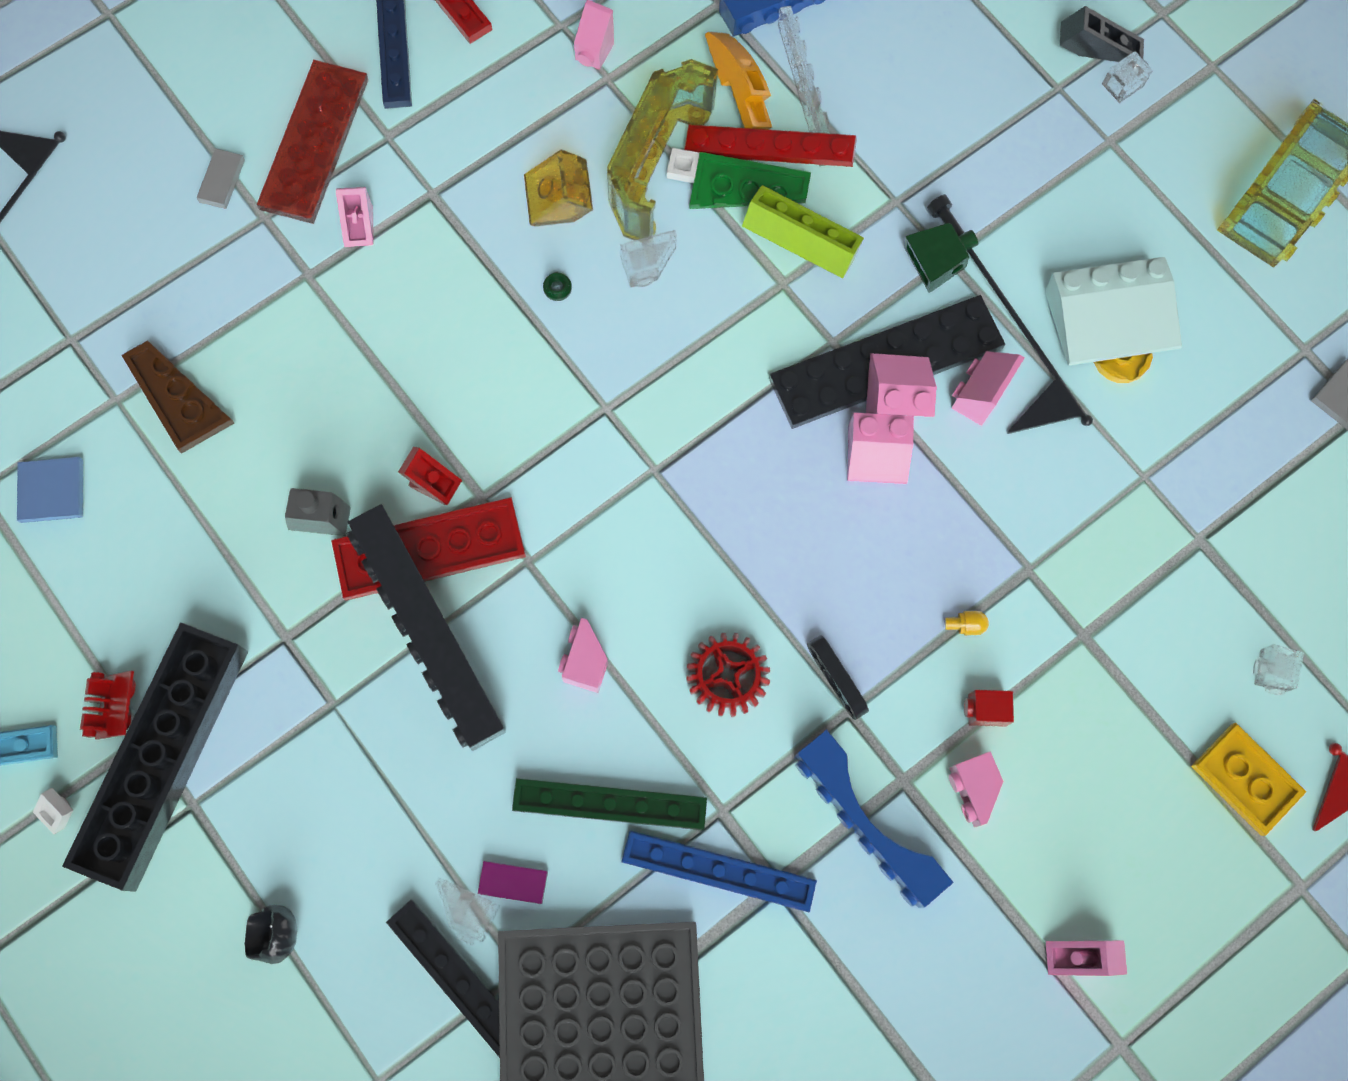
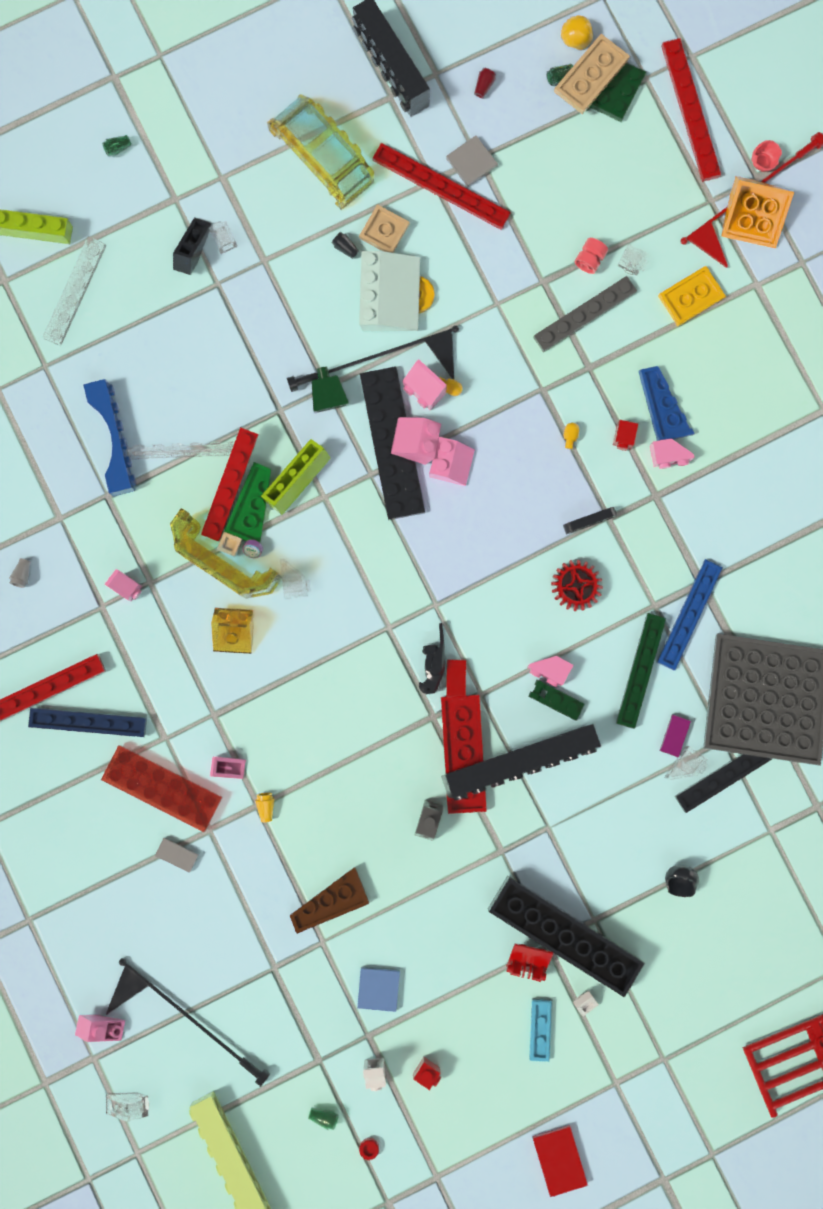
camera: 75 degrees left, 10 degrees up
(307, 280) = (265, 806): none -> yellow cone
(429, 476) = (418, 745): red slope -> none
(538, 679) = (557, 700): none -> dark green plate
(543, 515) = (456, 679): none -> red tile
(557, 279) = (295, 639): dark green plate -> none
(561, 479) = (434, 665): none -> black animal
(683, 196) = (252, 548): none -> tile
(741, 72) = (169, 491): light orange slope -> none
(916, 873) = (712, 500): blue arch -> none
(996, 428) = (453, 387): none -> yellow cylinder
(1050, 764) = (662, 406): none -> blue wing
(1086, 958) = (776, 416): bright pink slope -> none
(1167, 238) = (345, 245): none -> black cone
(1168, 612) = (585, 314): none -> dark grey plate
(1207, 290) = (384, 229): none -> tan plate
(1269, 602) = (592, 254): none -> coral wheel
(1299, 363) = (441, 186): none -> red tile

